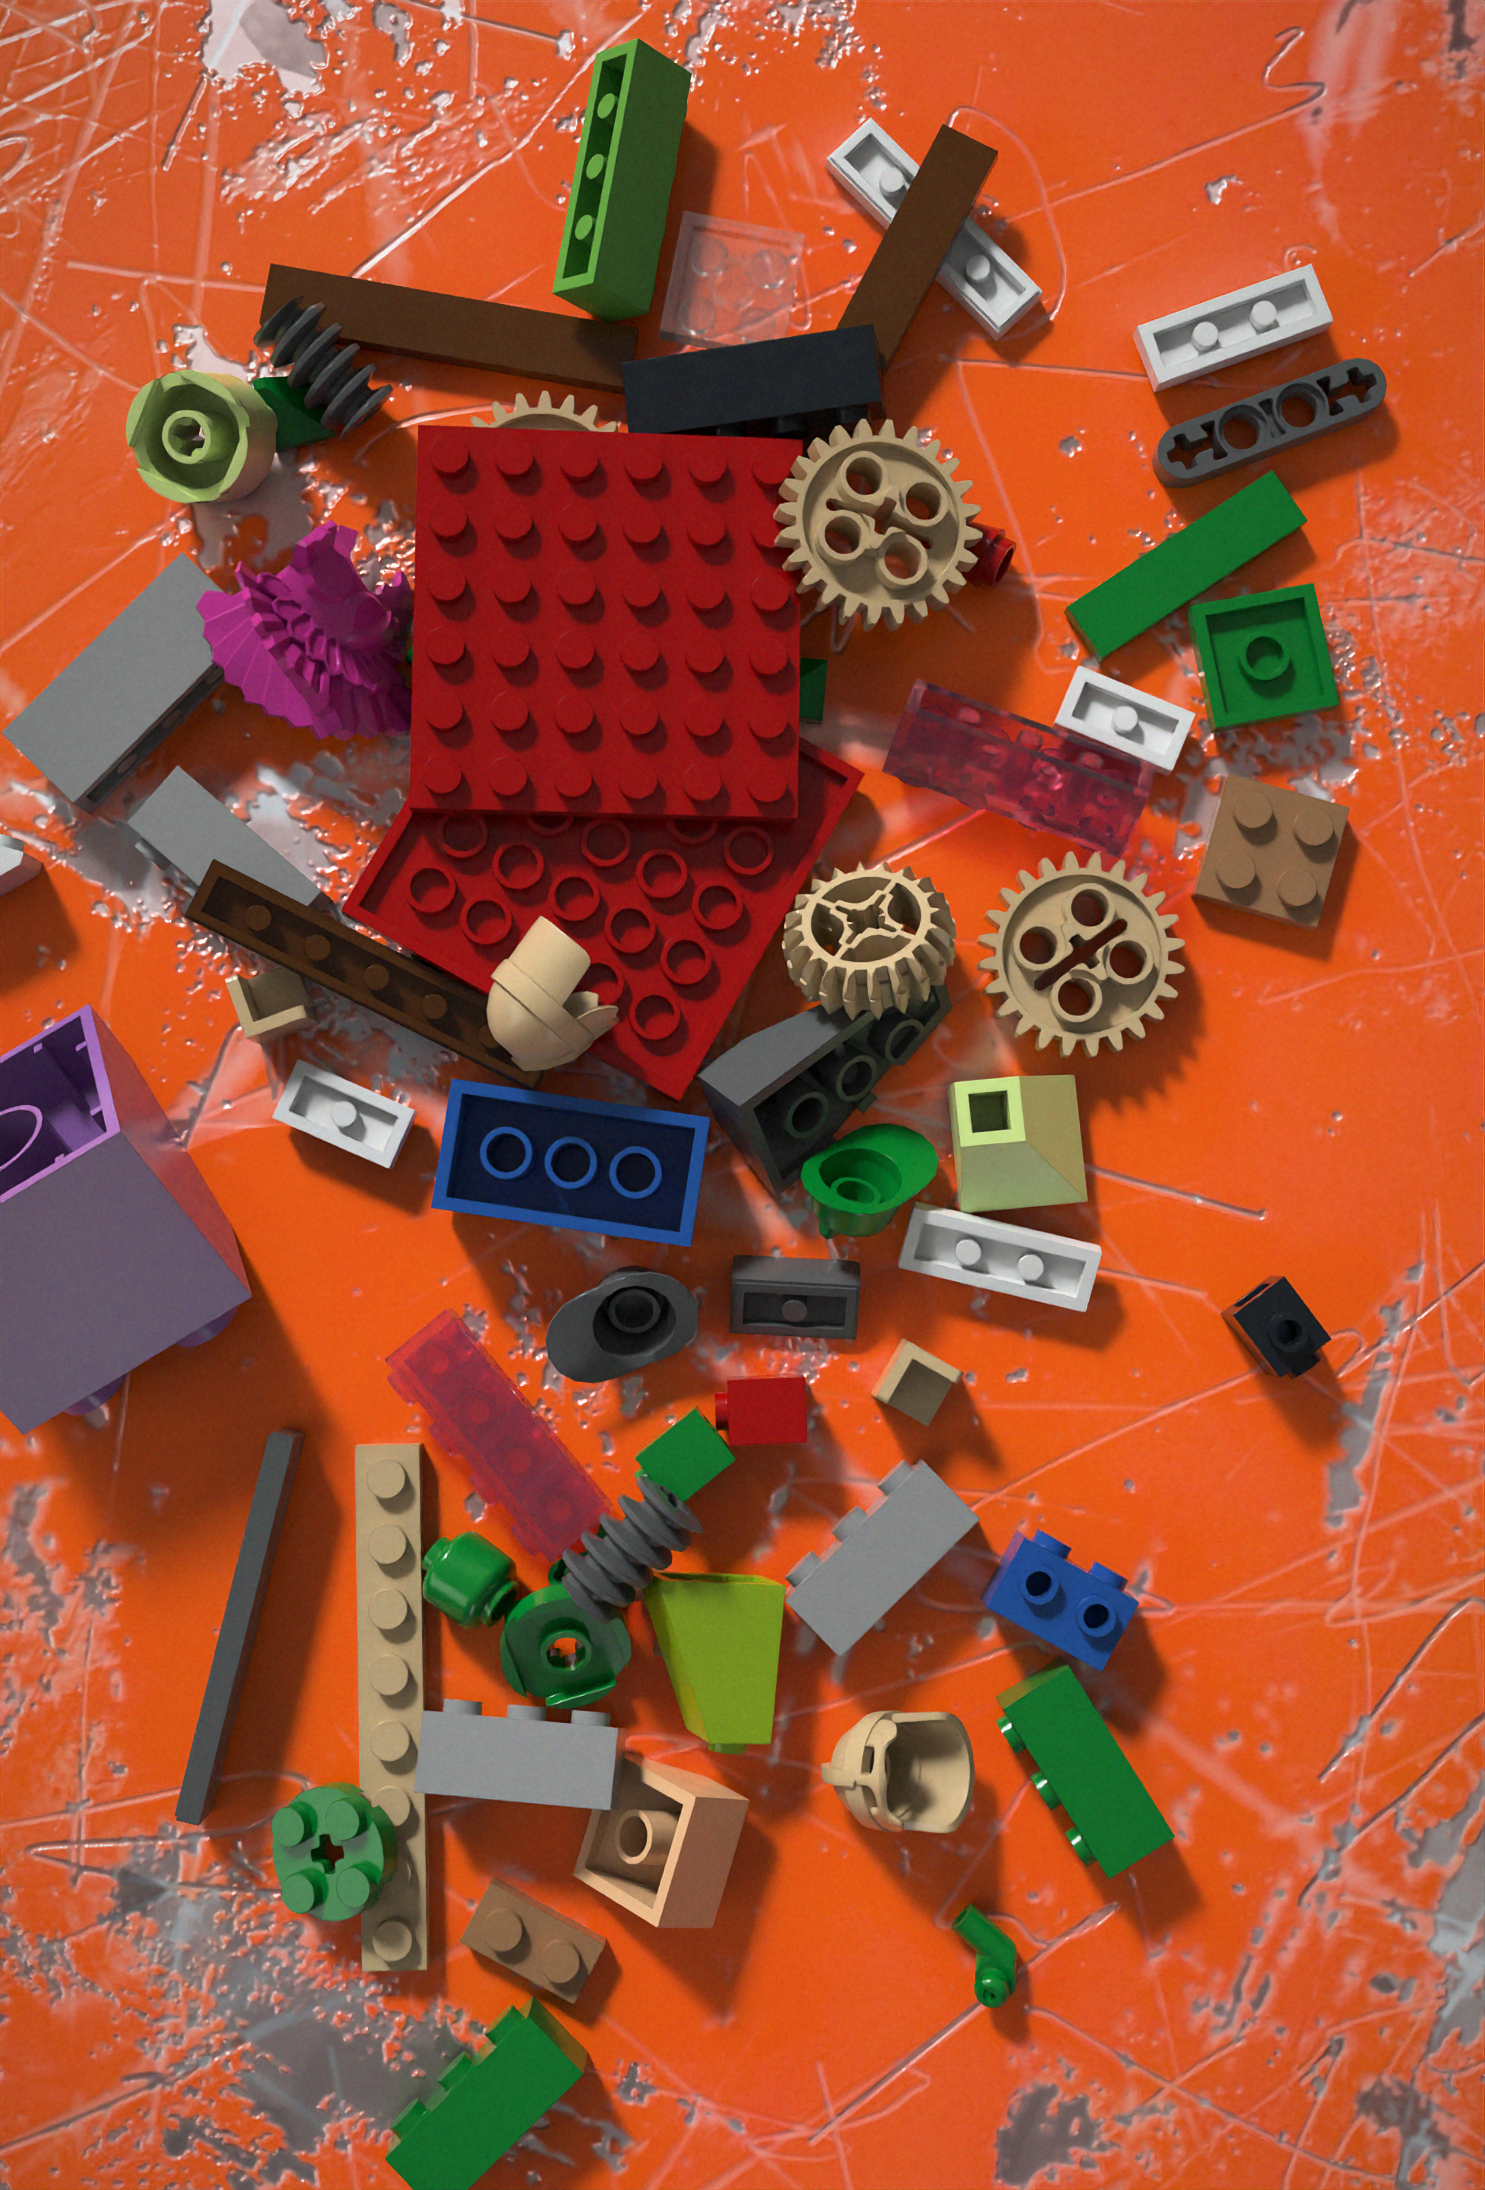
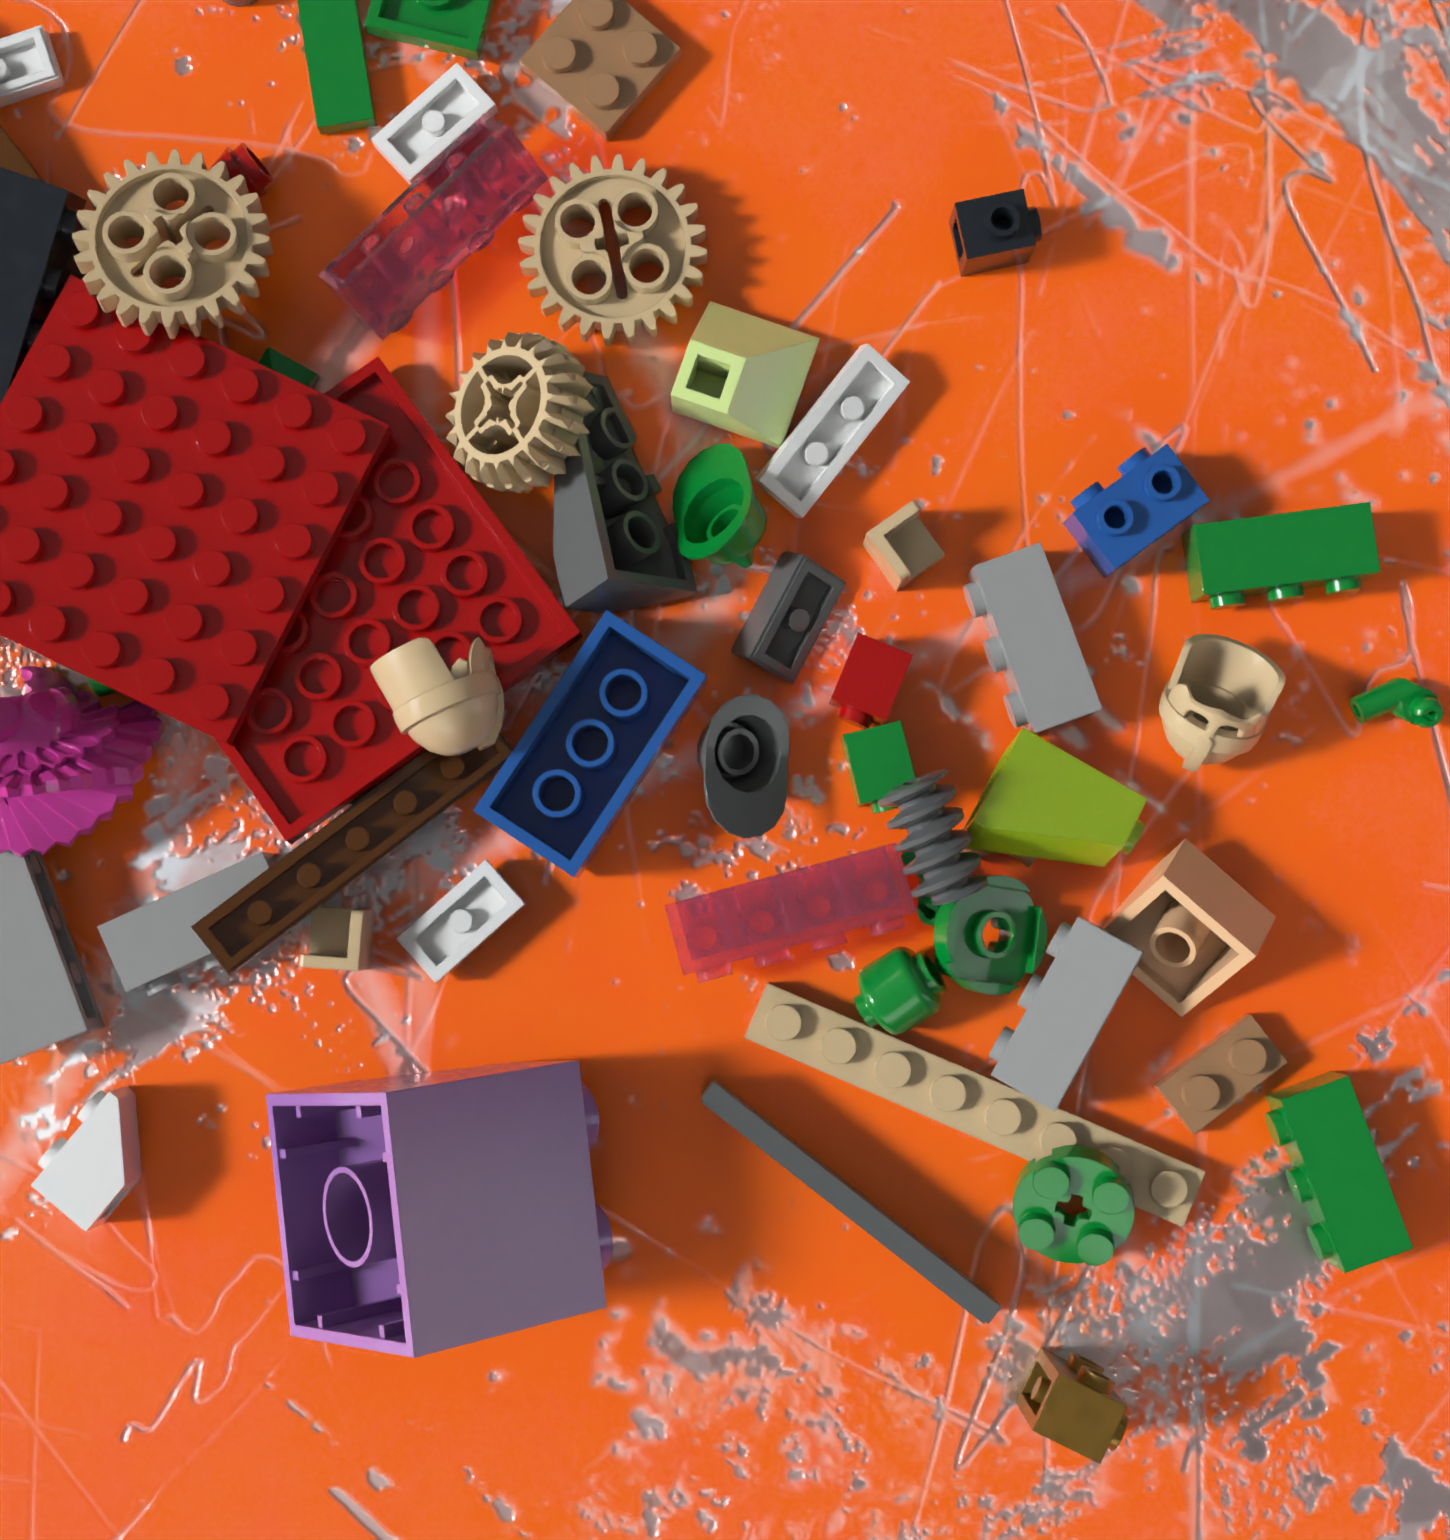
camera: 60 degrees left, 0 degrees up
(133, 1940) = (1073, 1404): none -> pearl gold brick

